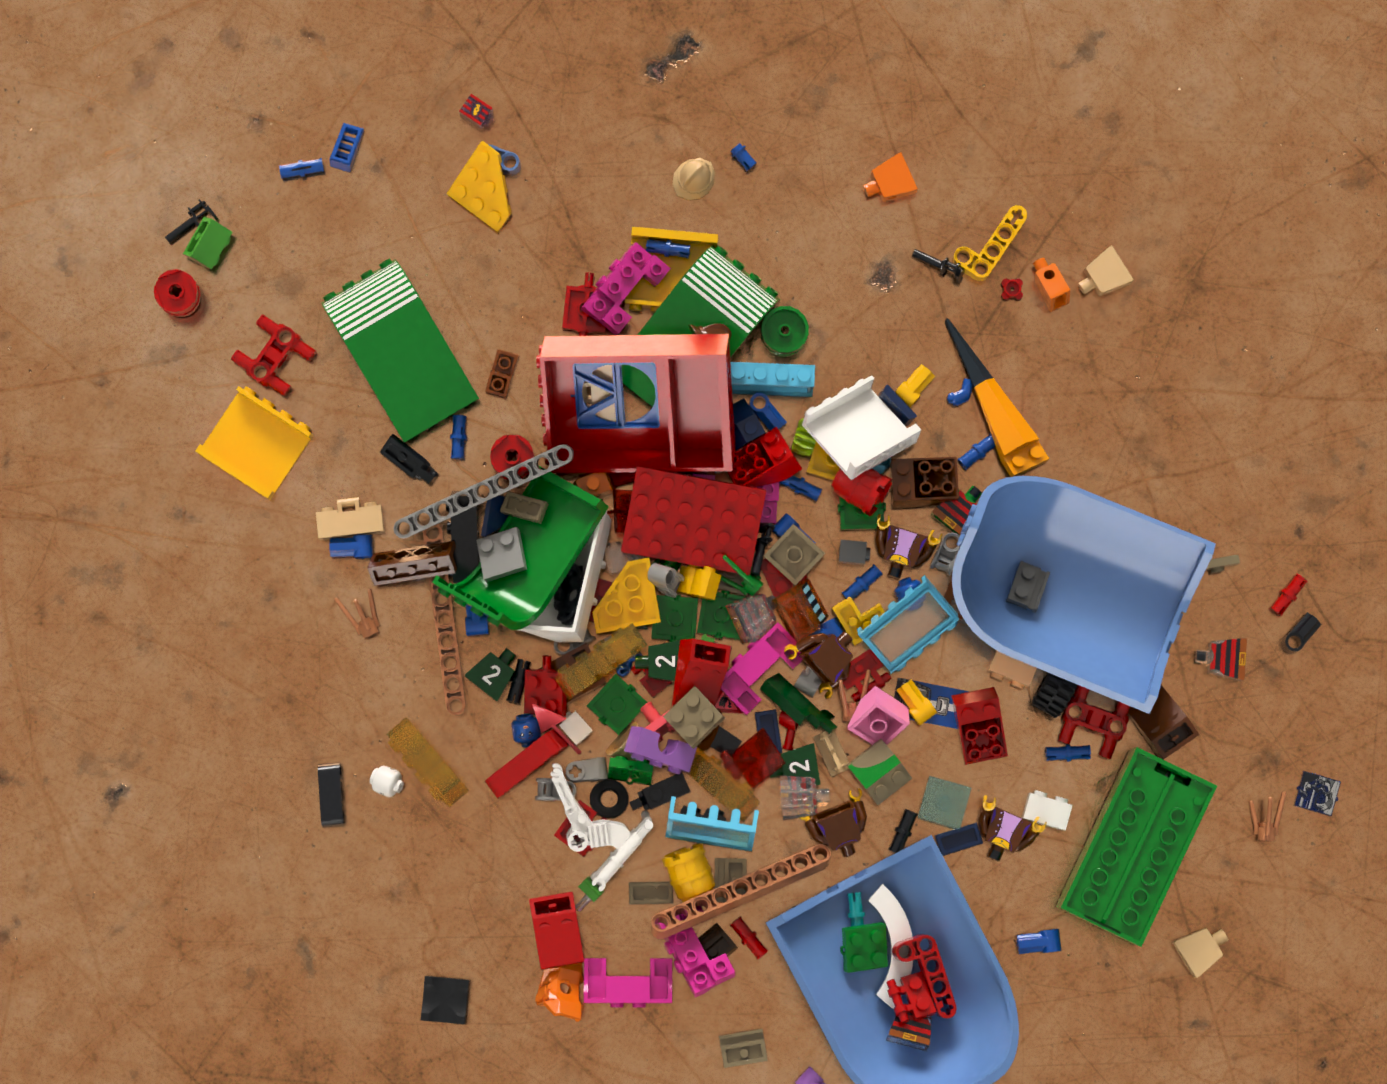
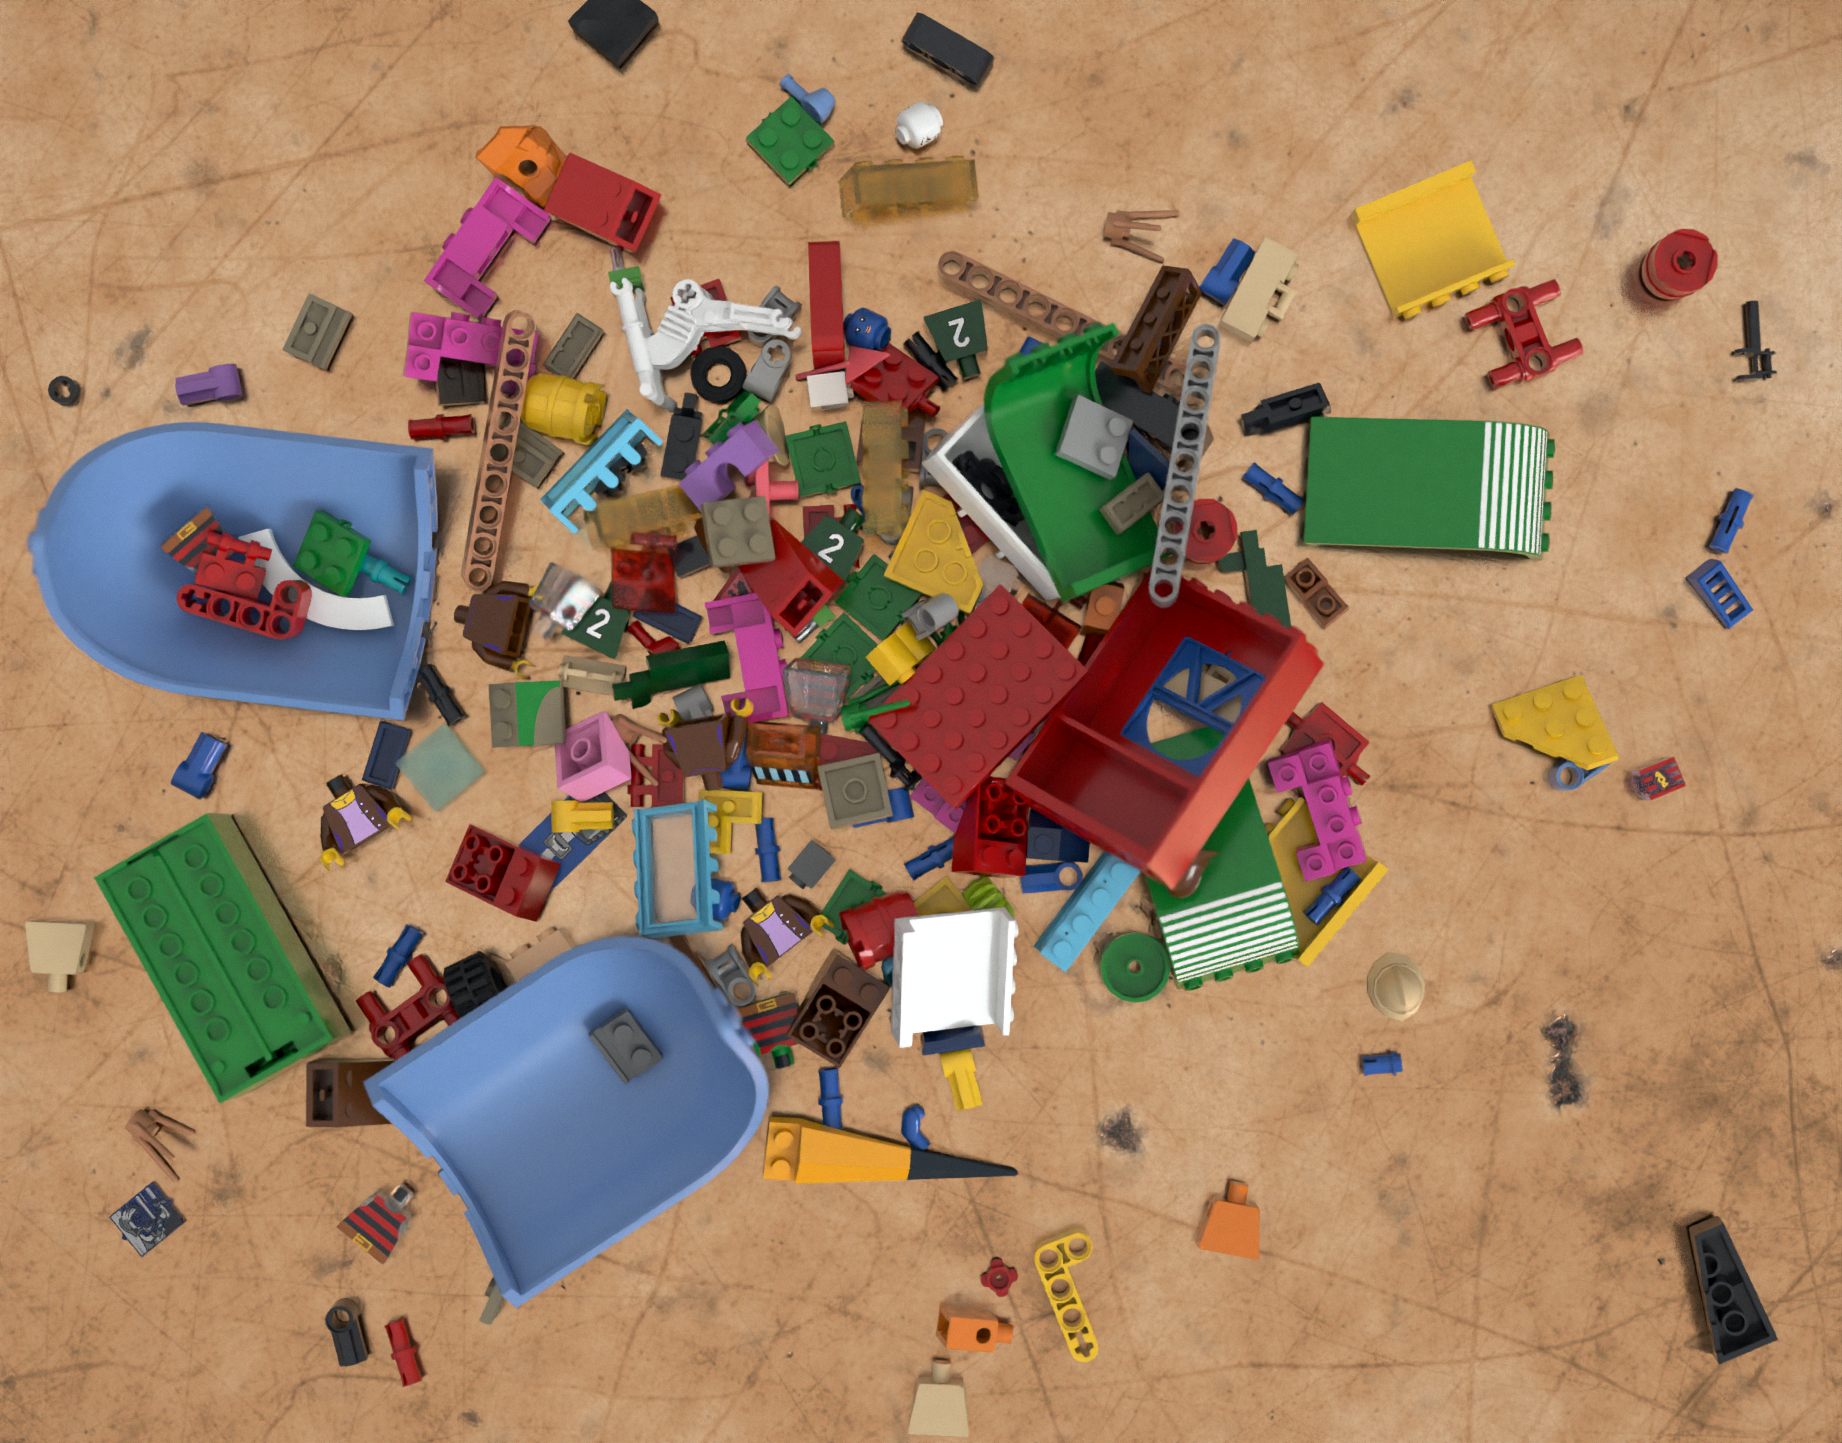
camera: 125 degrees right, 5 degrees up
(208, 243) = (1715, 345): bright green brick -> none
(414, 849) = (816, 103): none -> medium blue bar
(445, 850) = (790, 140): none -> green plate
(517, 405) = (1264, 583): none -> dark green piece
(942, 265) = (1084, 1213): black piece -> none
(1048, 810) = (343, 884): white brick -> none

